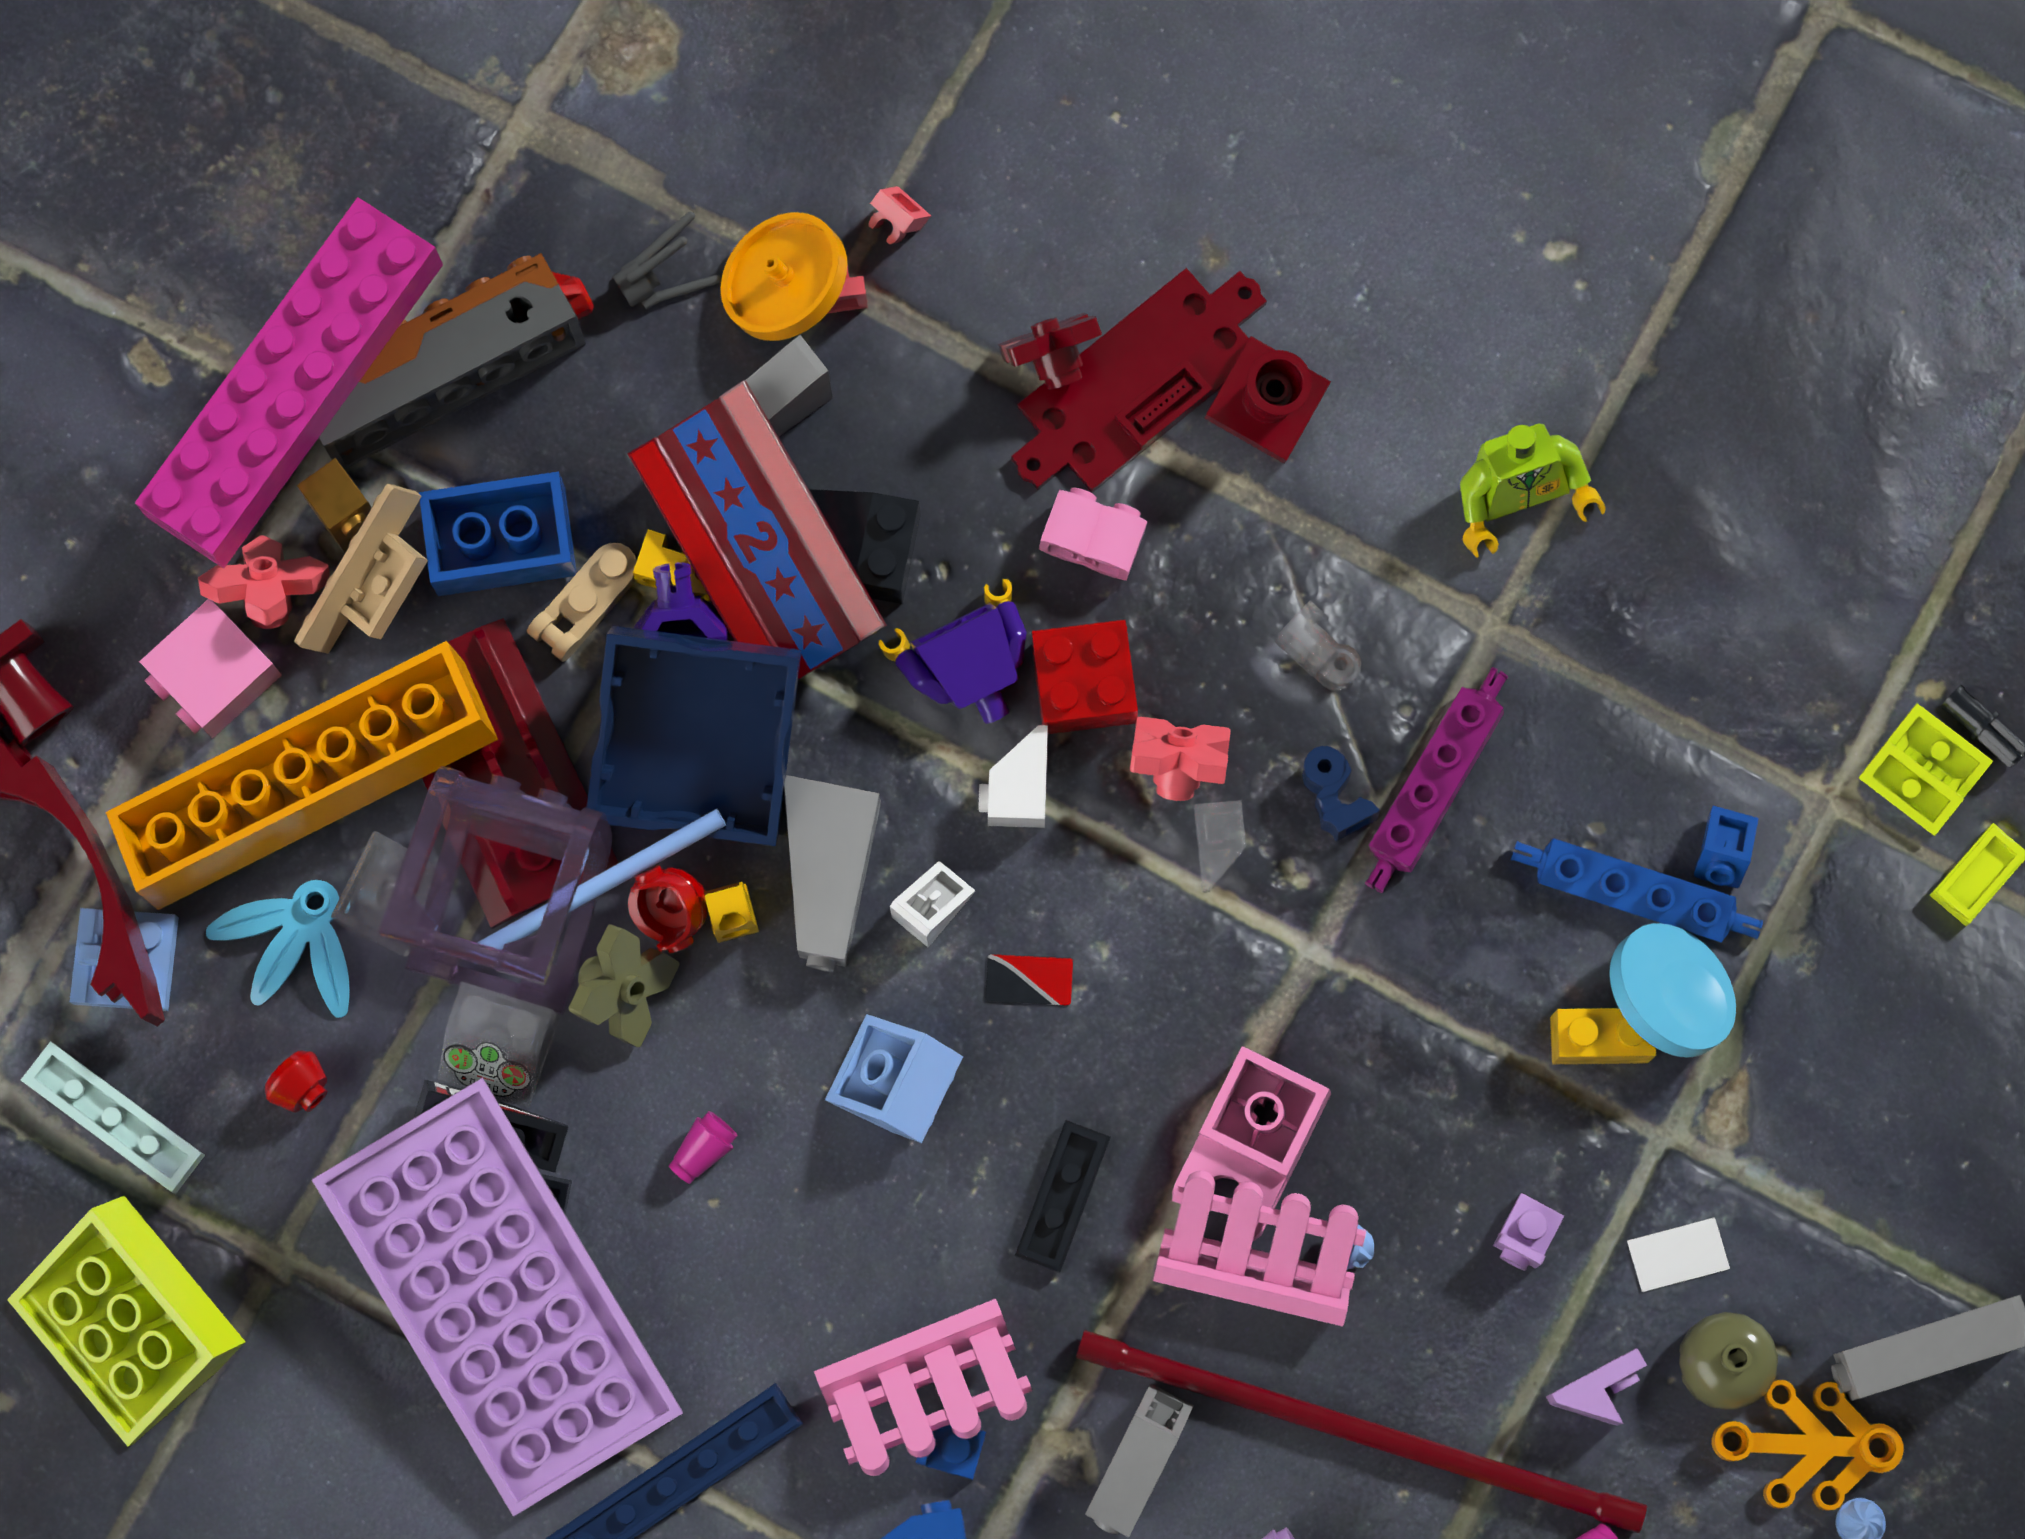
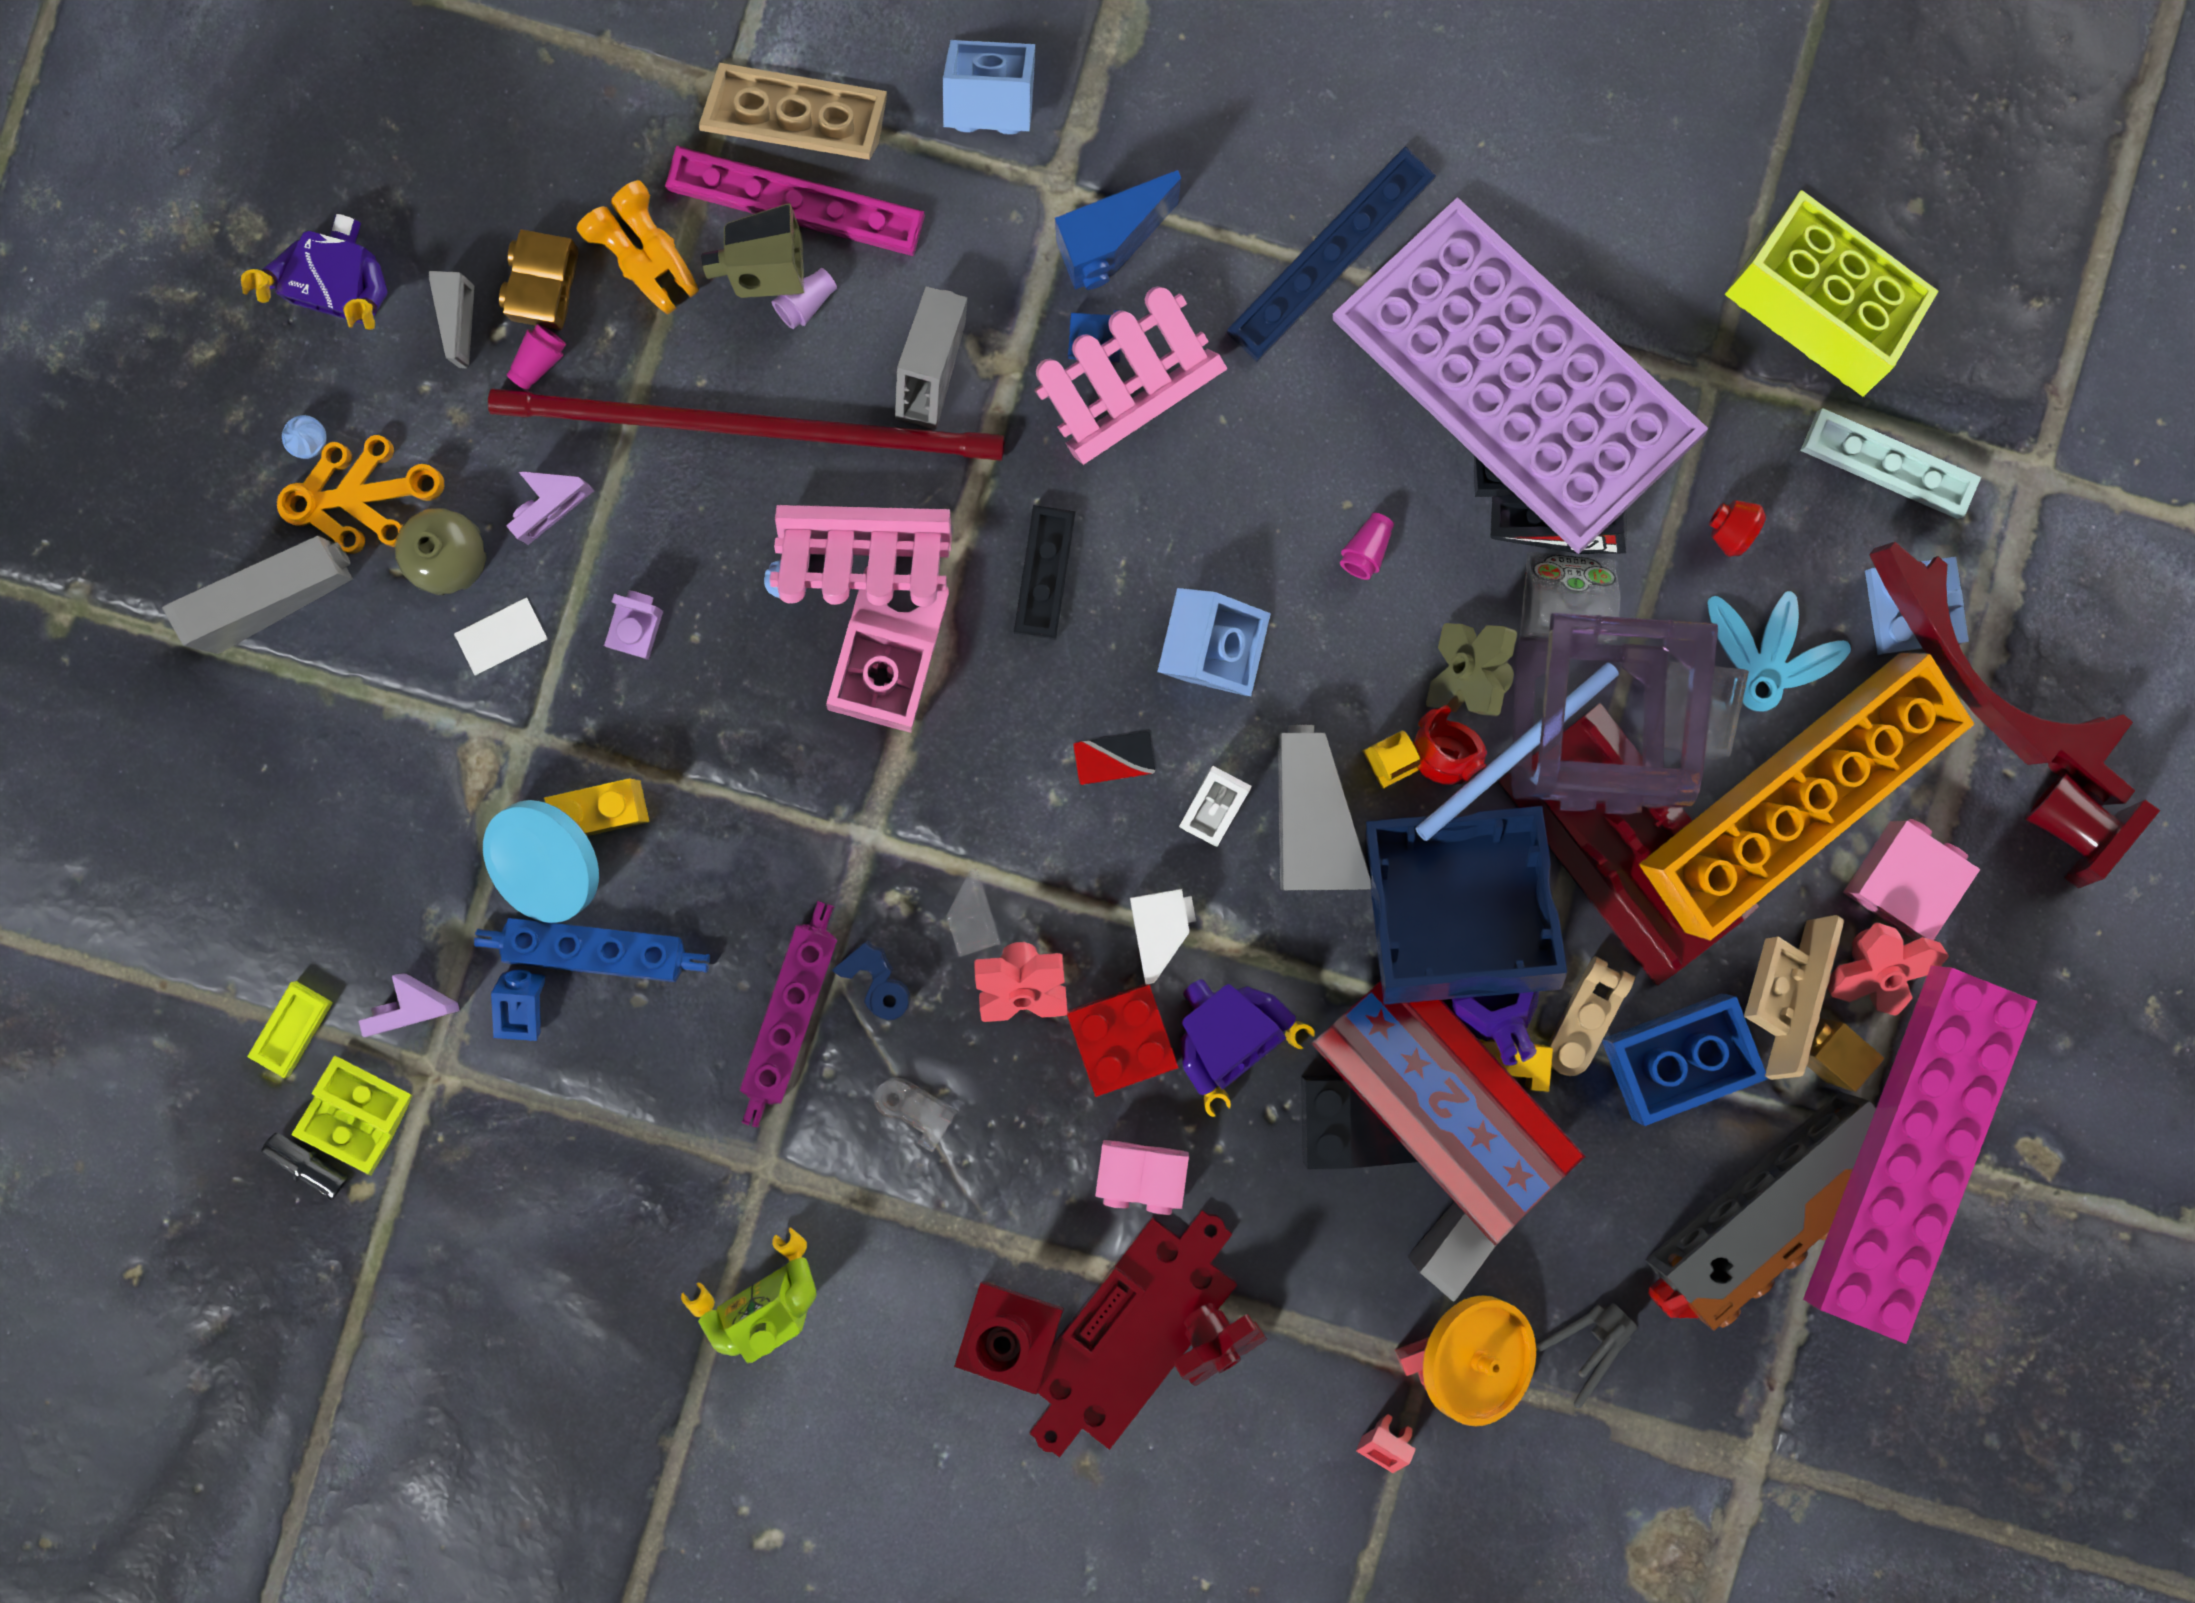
camera: 170 degrees right, 10 degrees up
(1833, 867) = (416, 1004): none -> lavender slope

